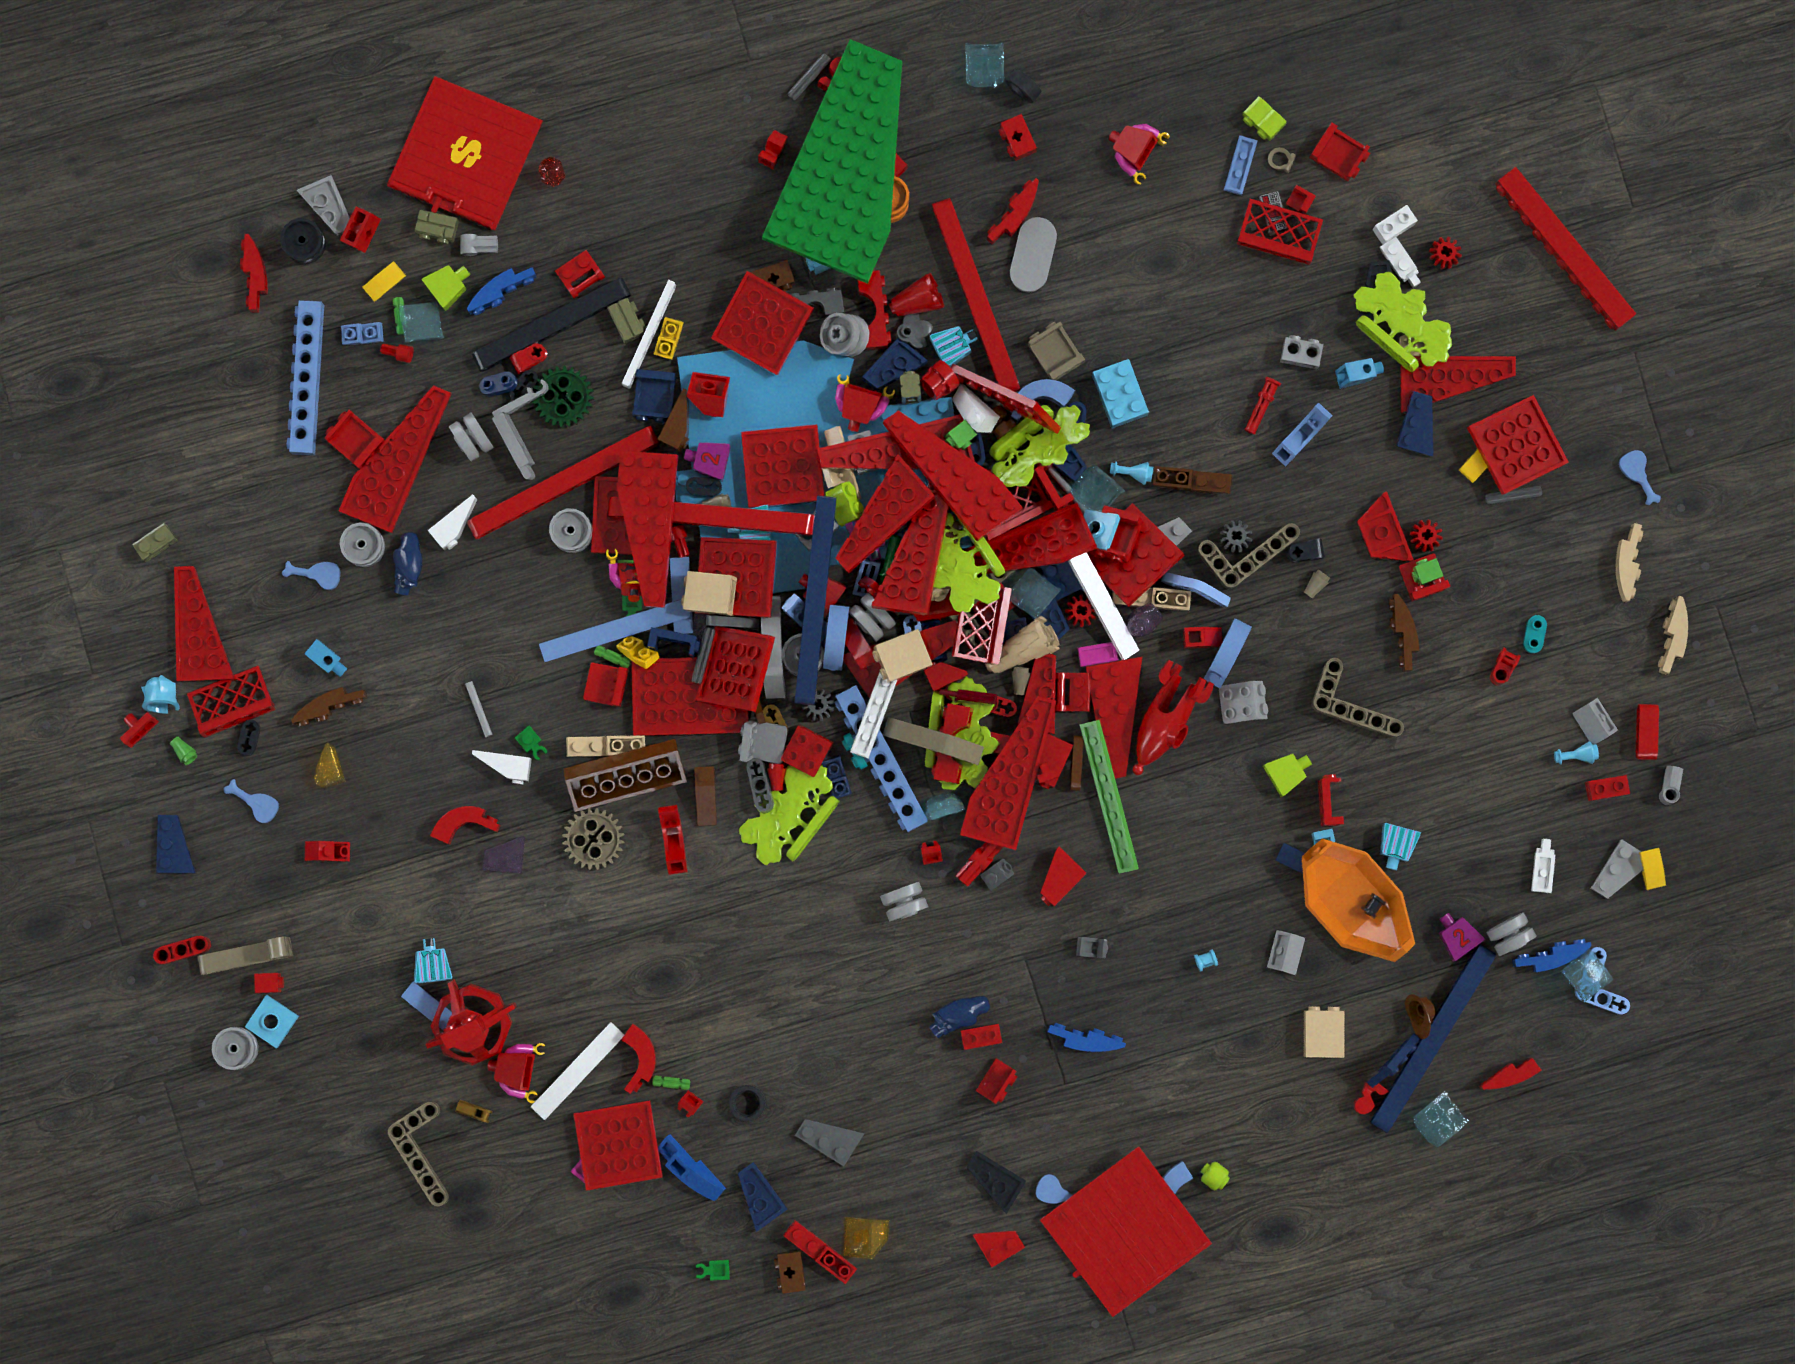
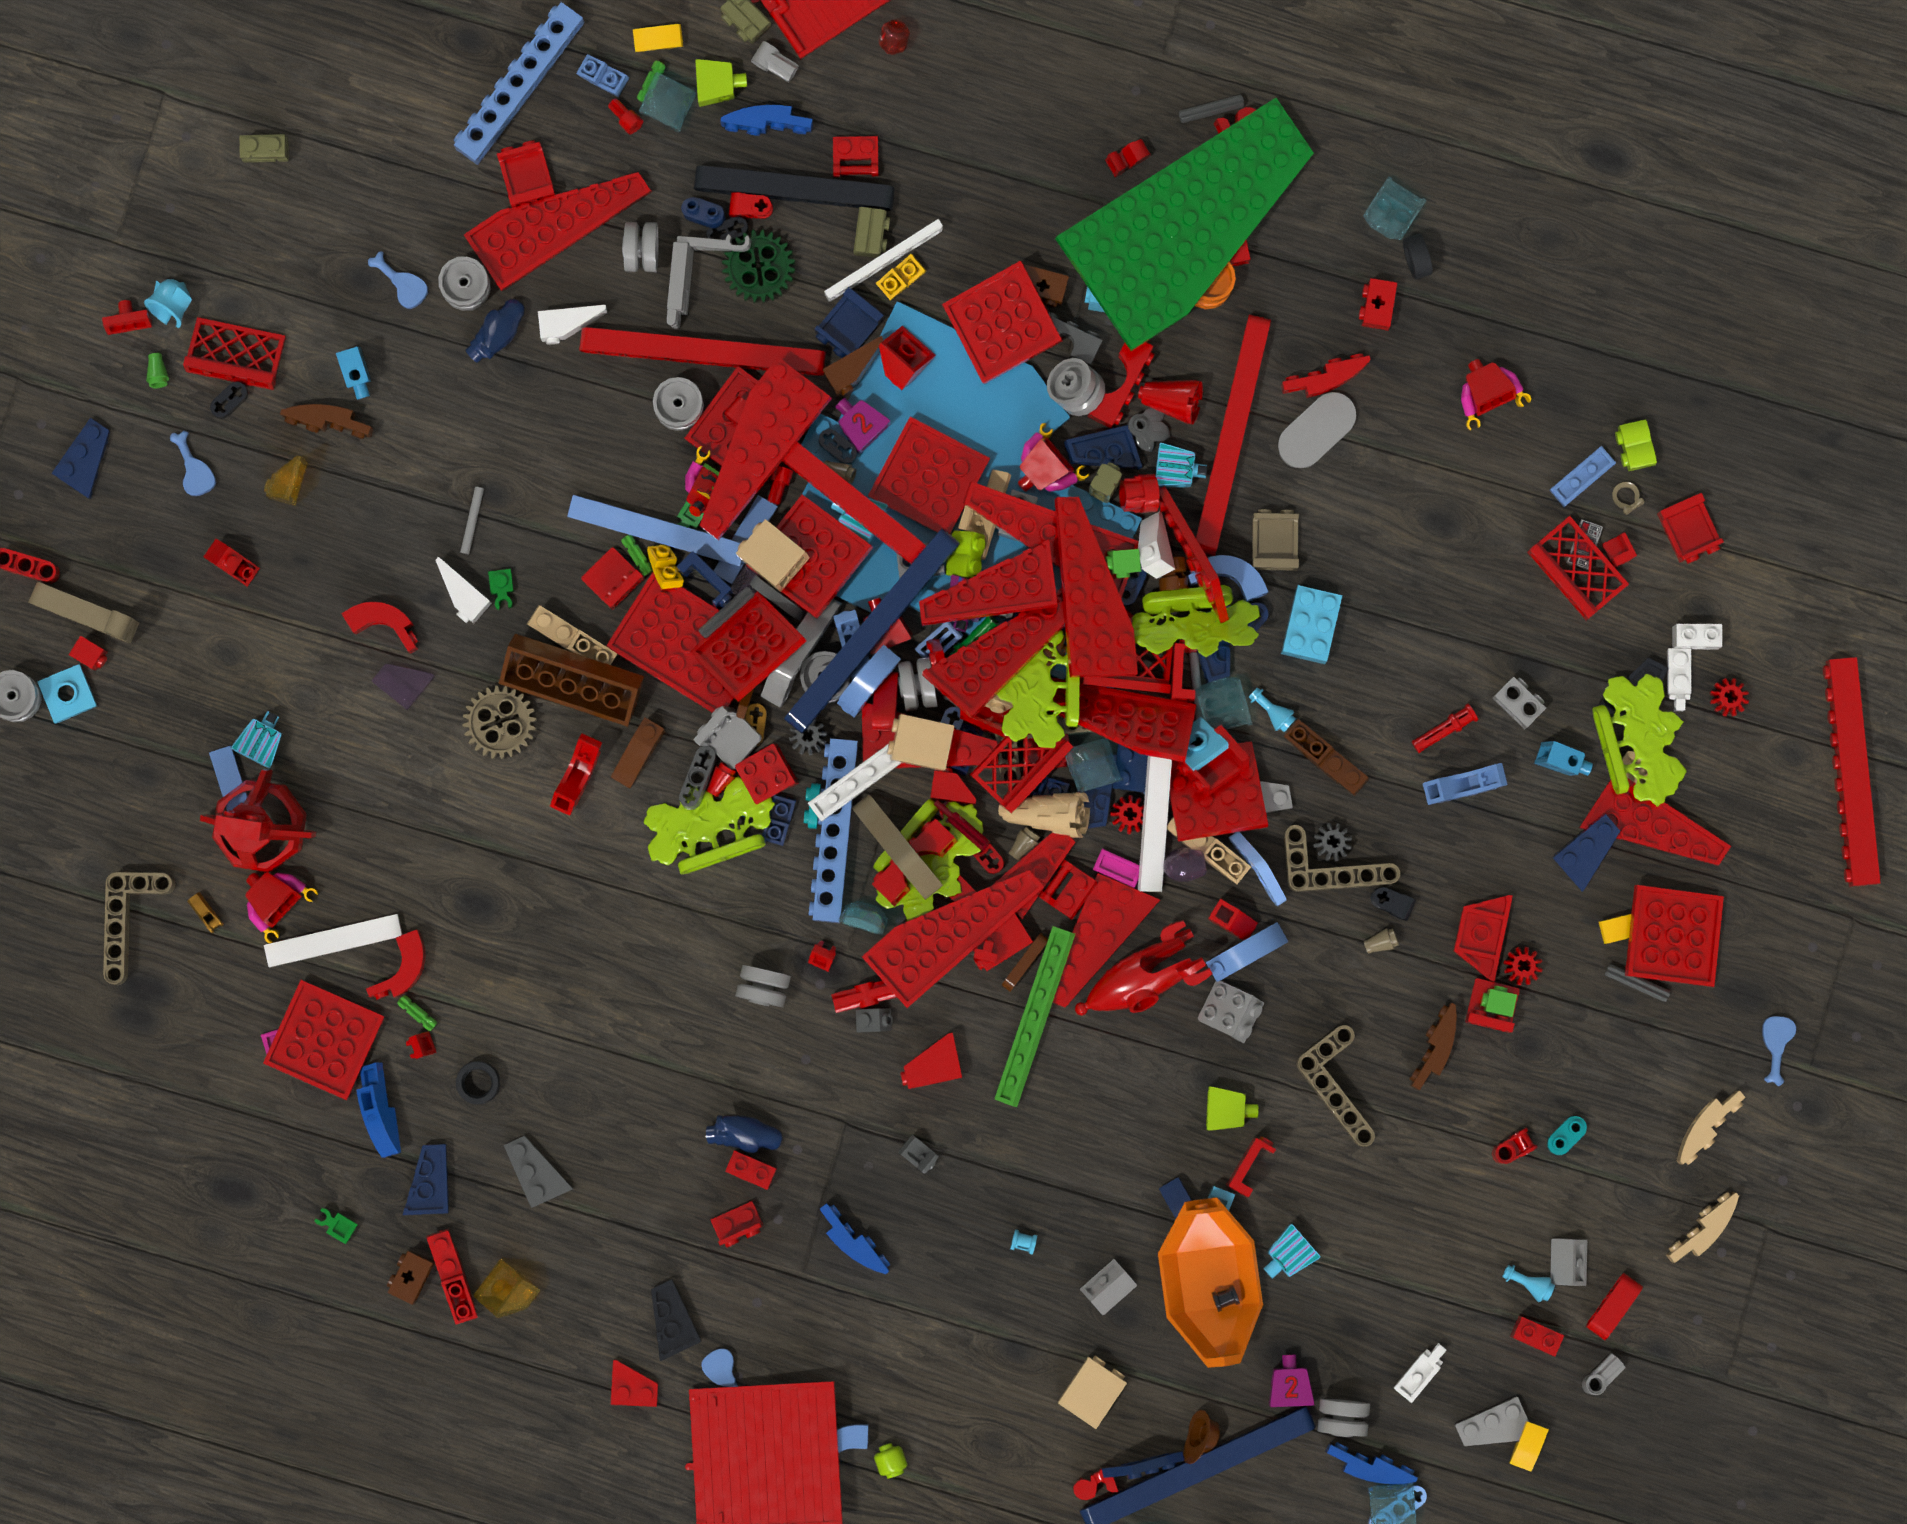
camera: 30 degrees right, 0 degrees up
(198, 643) = (241, 273): red wing -> none

